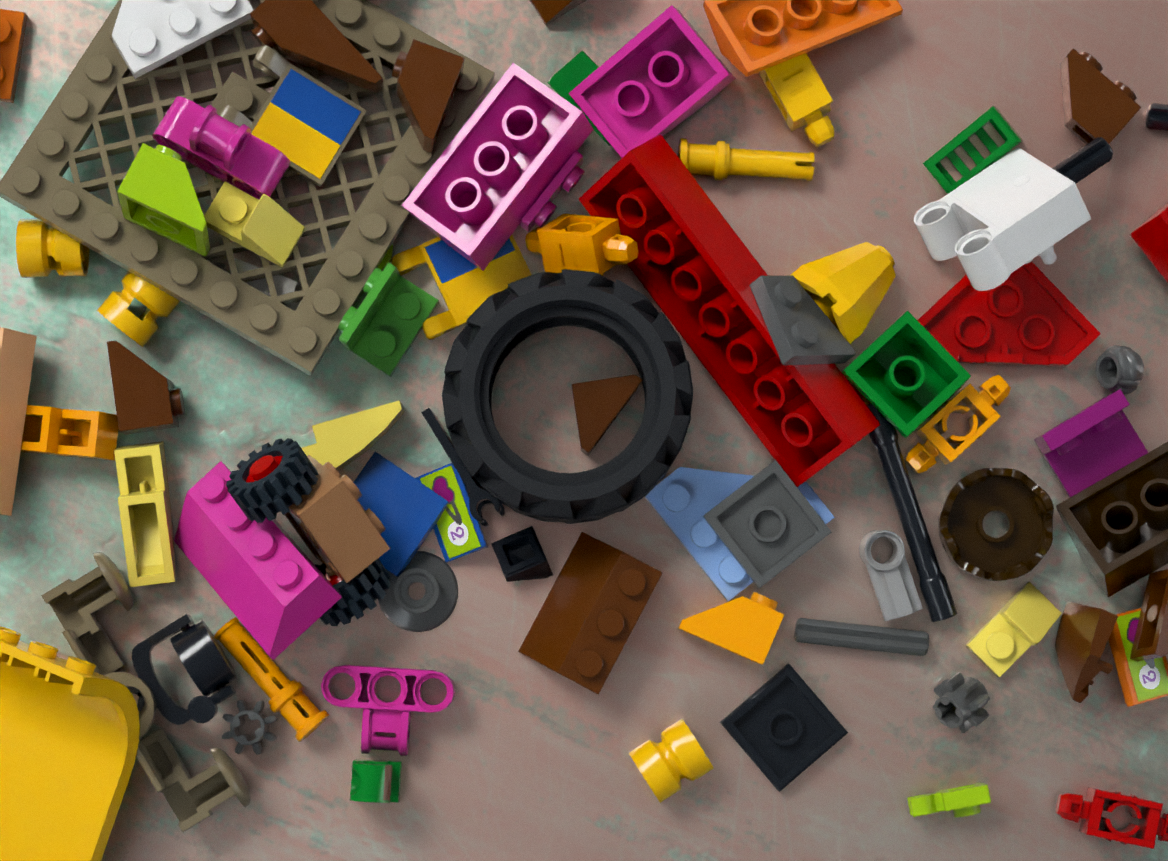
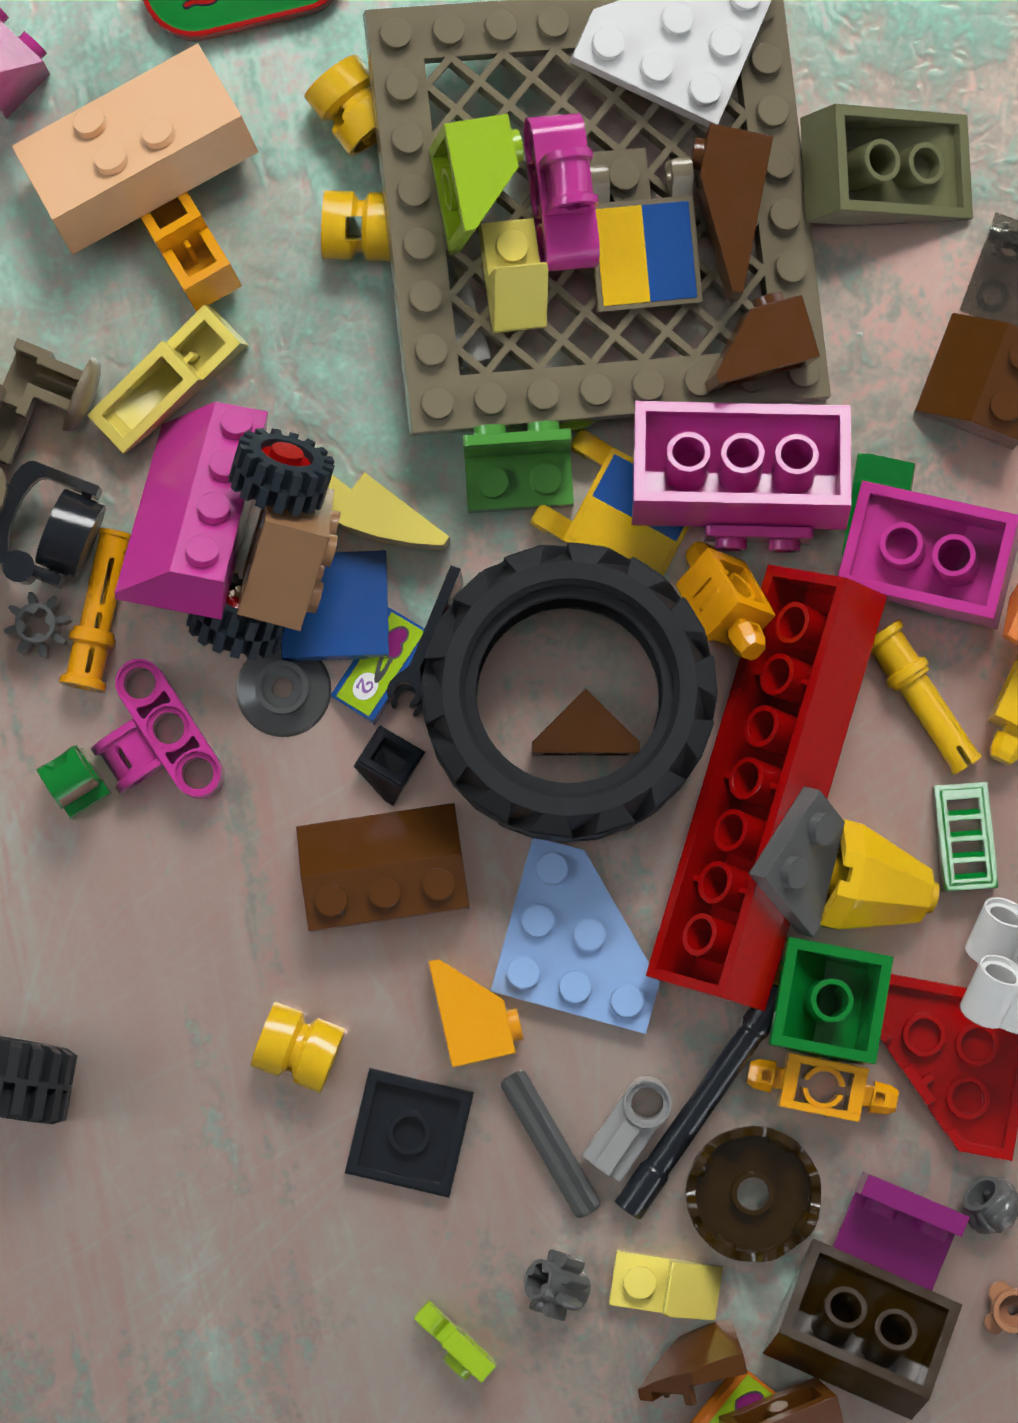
camera: 55 degrees right, 0 degrees up
(141, 394) = (278, 290): reddish brown slope -> none
(767, 524) = (589, 972): dark grey plate -> none
(867, 189) = (970, 881): none -> slope

